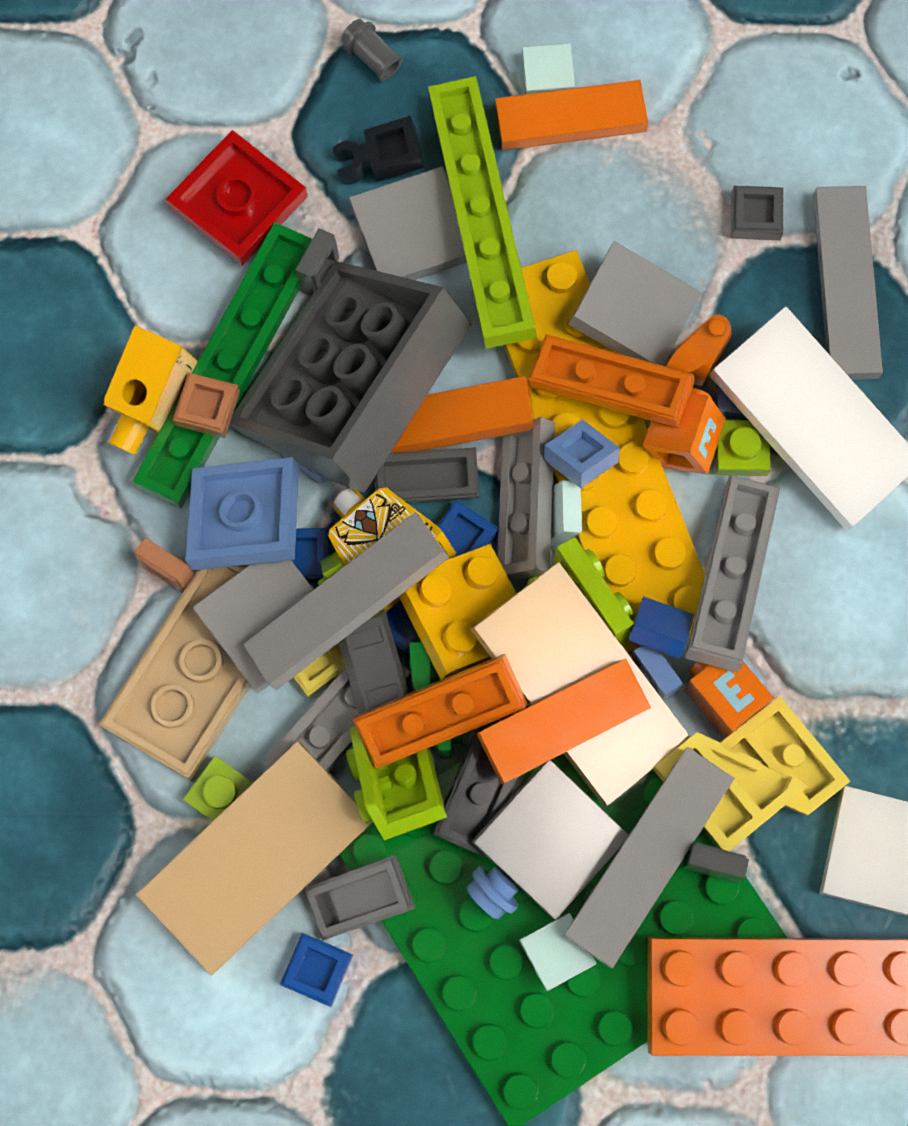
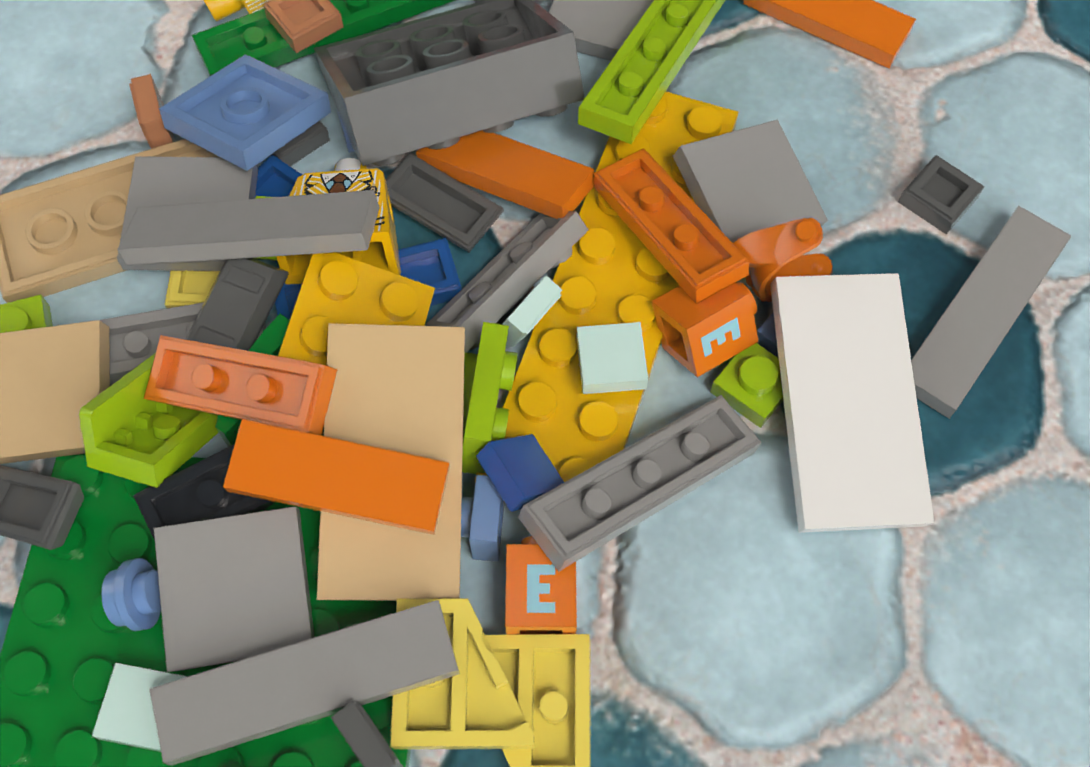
camera: 35 degrees right, 10 degrees down
(581, 453) = (584, 264): medium blue plate -> none
(648, 505) = (611, 358): none -> light aqua tile

